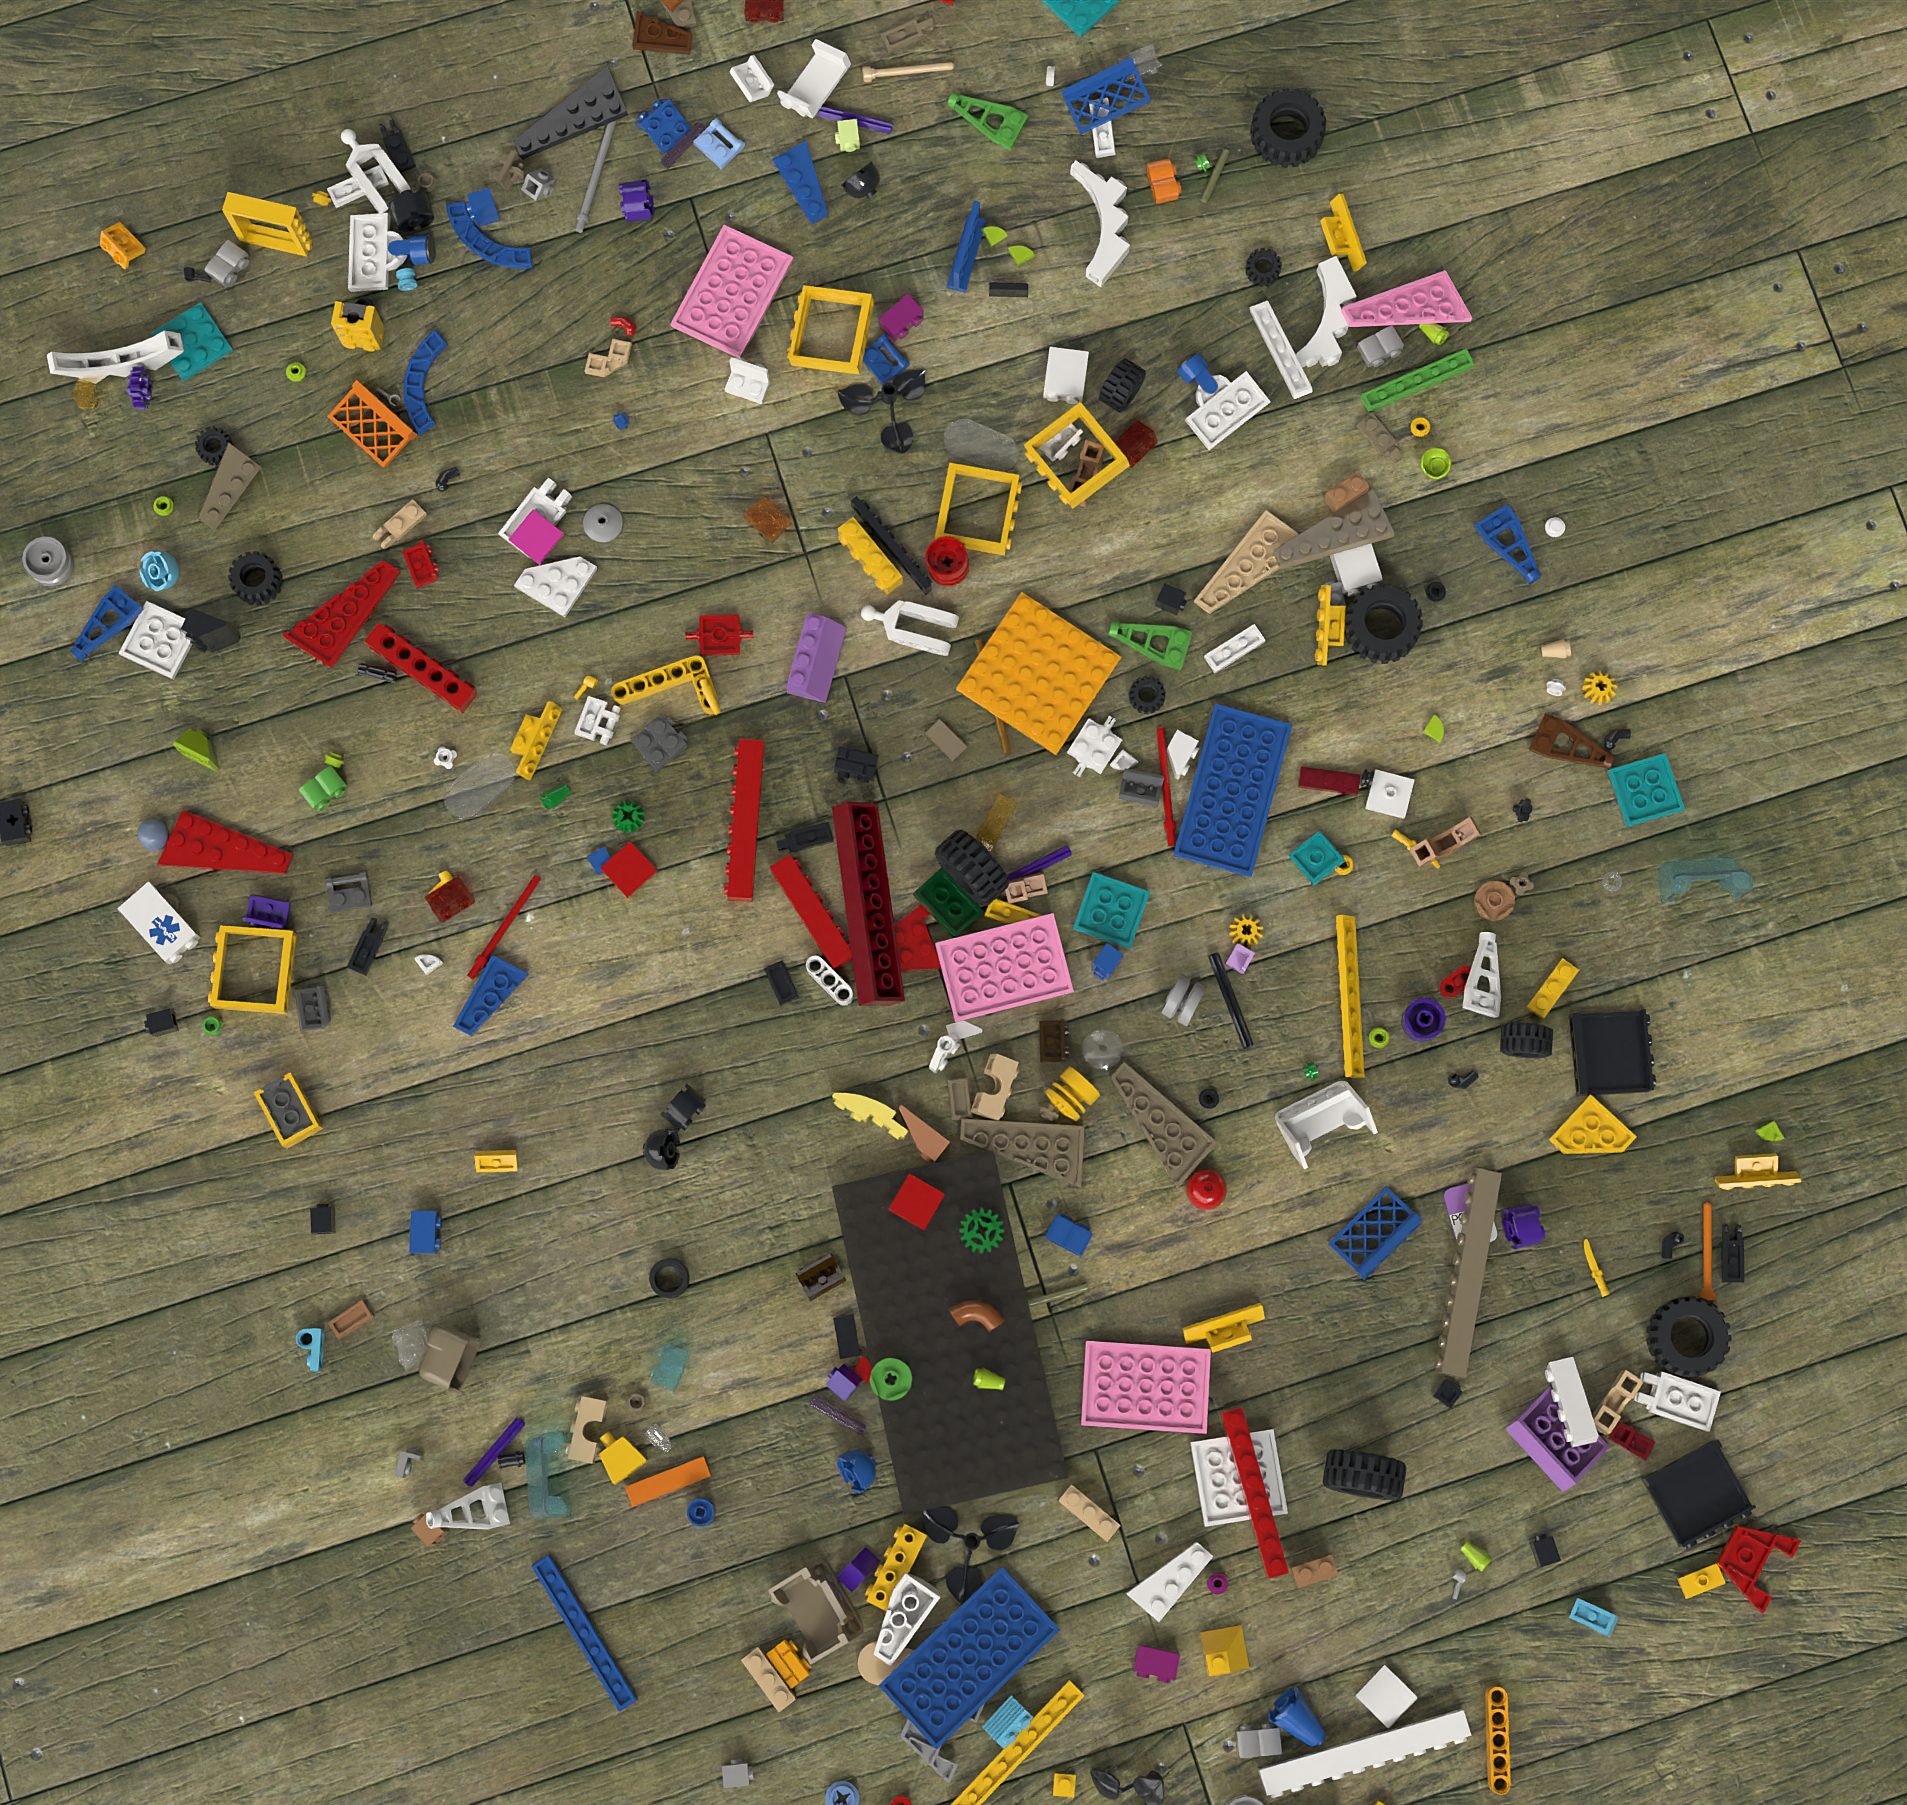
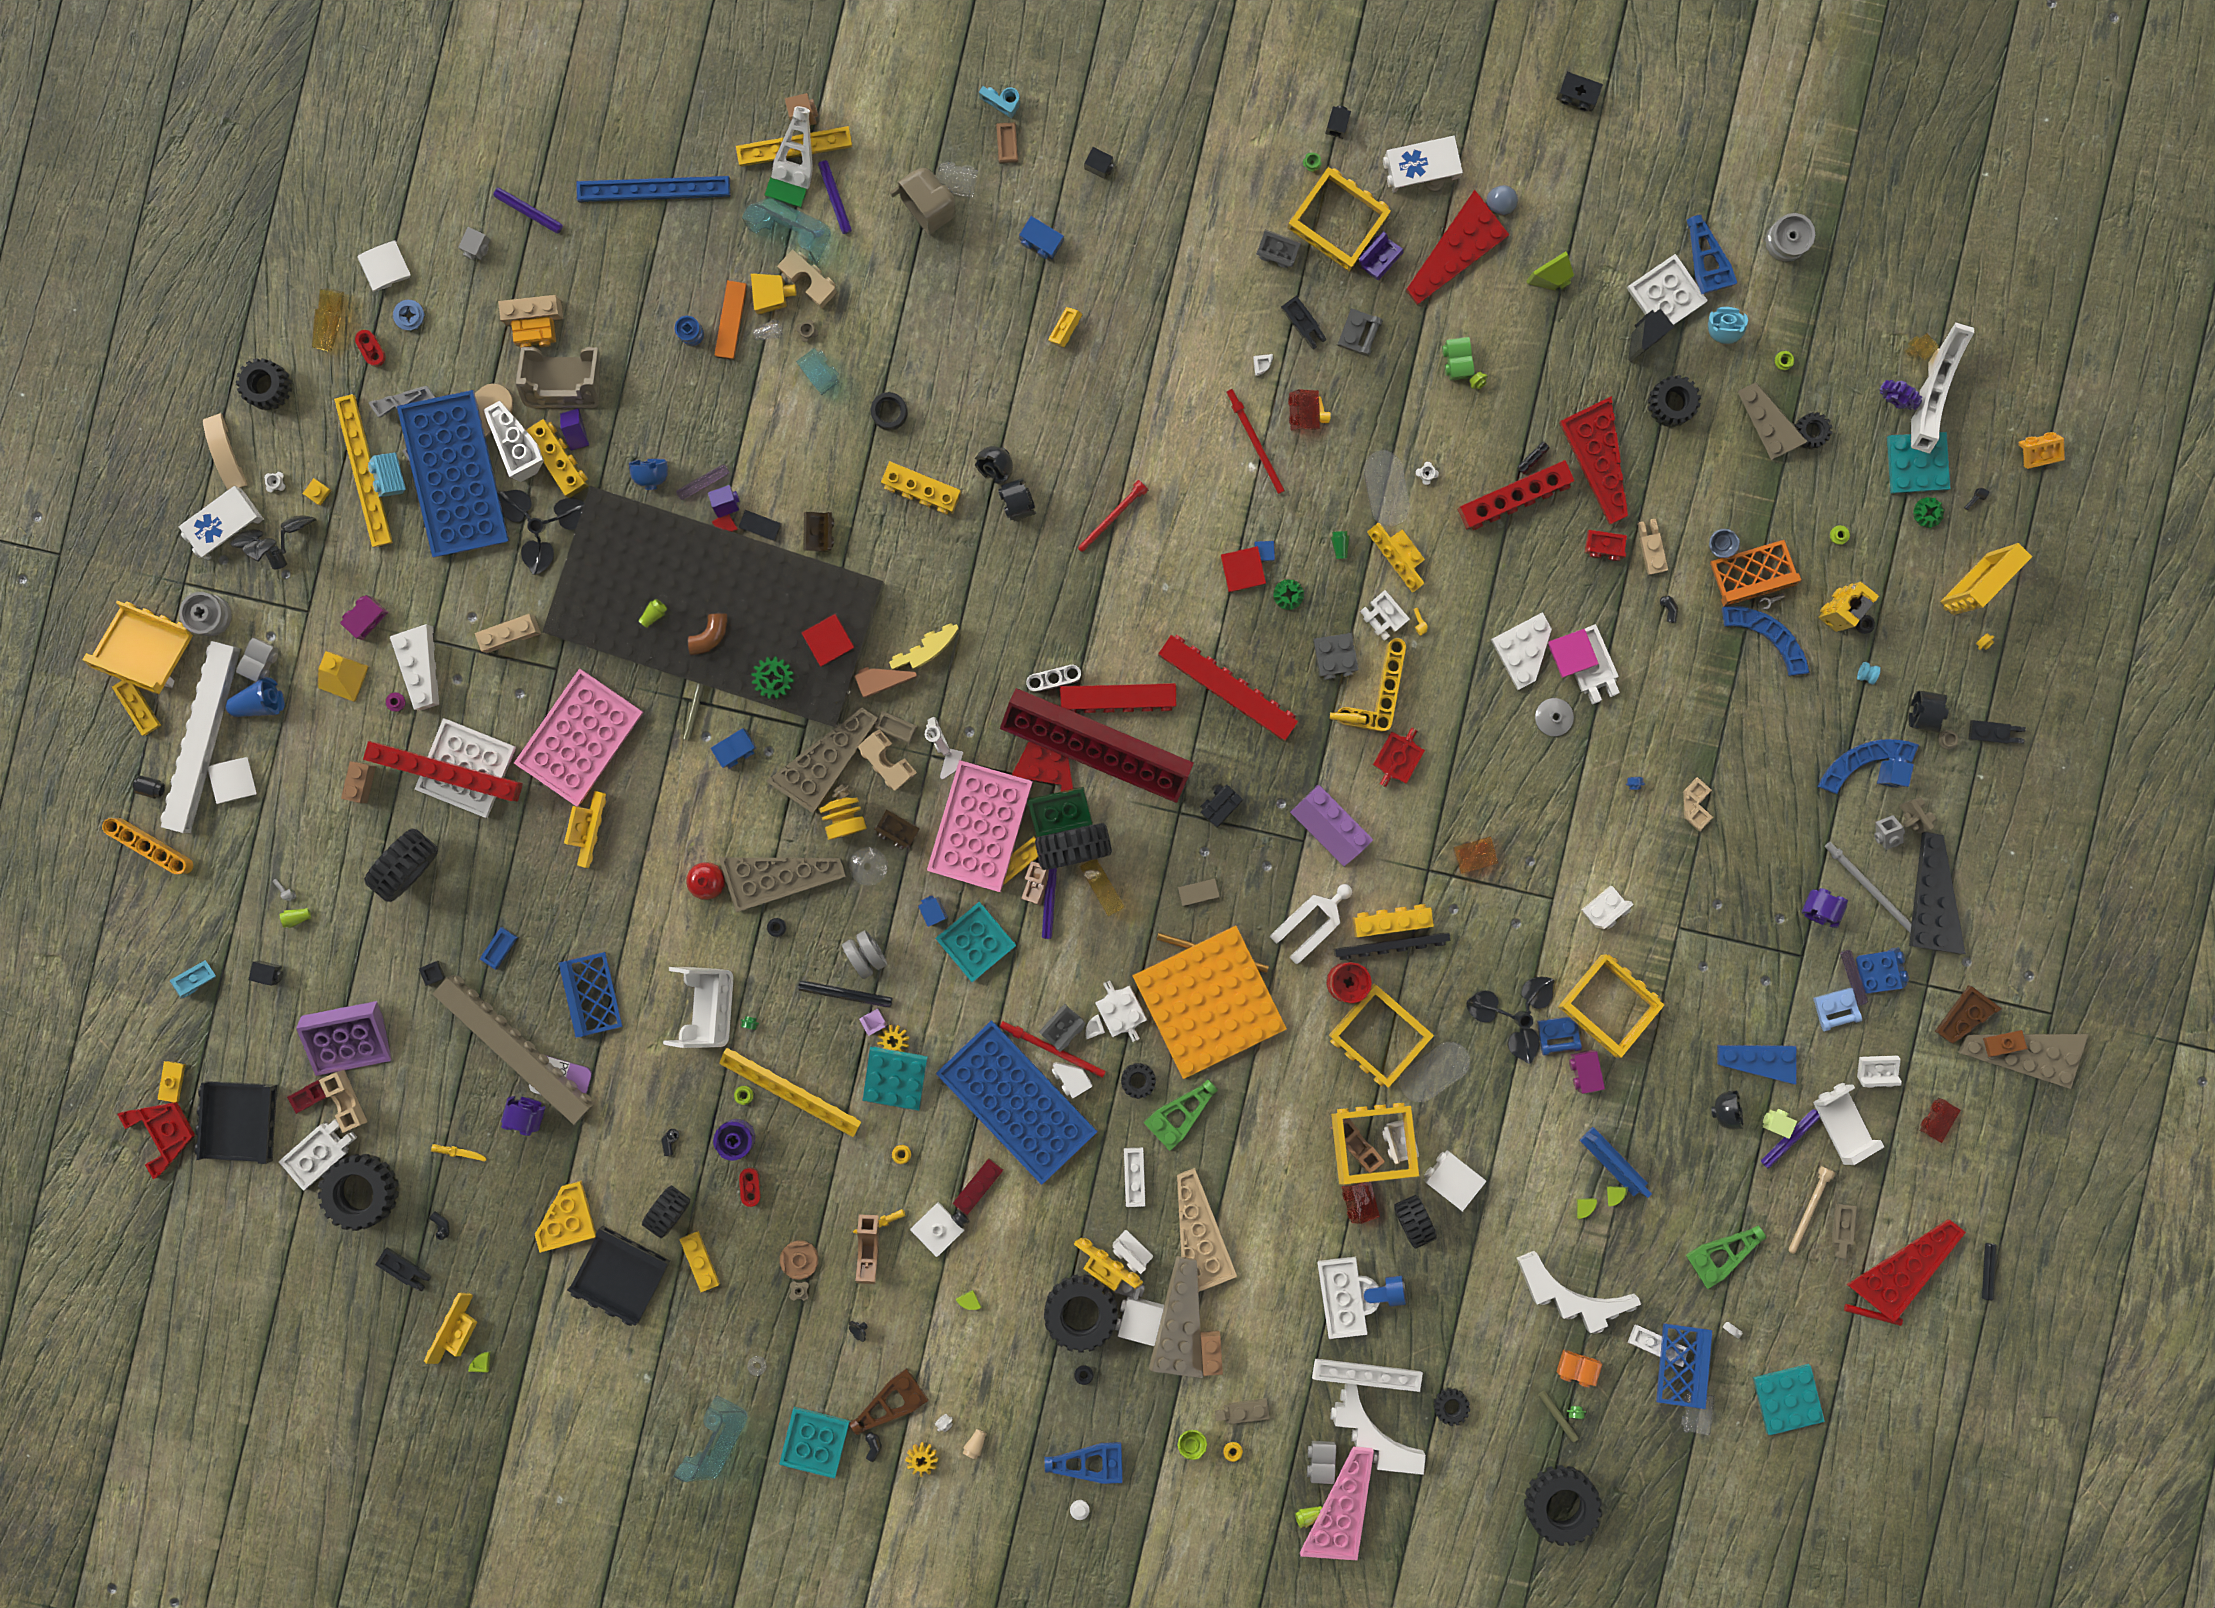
camera: 120 degrees right, 10 degrees up
(227, 263) = (1971, 530): light grey brick -> none
(234, 316) = (1920, 510): none -> green gear
(288, 1110) = (1204, 183): dark grey piece -> none
(349, 189) = (1978, 679): white plate -> none
(361, 463) = (1724, 543): none -> sand blue hair
(363, 153) = (2005, 697): white piece -> none
(378, 250) = (1907, 664): white plate -> none
(404, 1465) = (867, 121): light grey bracket -> none
(482, 1539) = (820, 142): none -> yellow plate
(489, 993) = (1208, 402): blue wing -> none
(510, 1460) = (820, 205): black pin -> none
(516, 1501) = (786, 192): none -> green tile
(610, 1005) = (1138, 490): none -> red piece
(625, 322) = (1721, 836): red arm -> none
(674, 1743) = (528, 210): none -> dark purple axle
(724, 1205) = (921, 488): none -> yellow brick
(732, 291) = (1695, 942): bright pink plate -> none
(781, 983) = (1076, 639): black tile -> none
(806, 838) = (1183, 729): black hinge -> none
(902, 1383) = (693, 527): bright green plate -> none
(1002, 289) = (1559, 1177): black tile -> none
(1171, 599) = (1206, 1150): black brick -> none
(1278, 908) = (895, 1078): none -> teal plate
(1300, 610) = (1130, 1249): none -> white bracket
(1316, 858) = (918, 1135): teal tile -> none
(1342, 233) = (1441, 1492): yellow bracket -> none
(1386, 1345) = (498, 948): none -> blue tile
(1417, 380) = (1275, 1475): bright green tile -> none
(1442, 1774) = (148, 787): none -> black brick
(1478, 1000) = (722, 1194): white plate -> none
(1572, 1402) = (362, 1066): white brick -> none
(1707, 1291) = (384, 1229): orange piece -> none

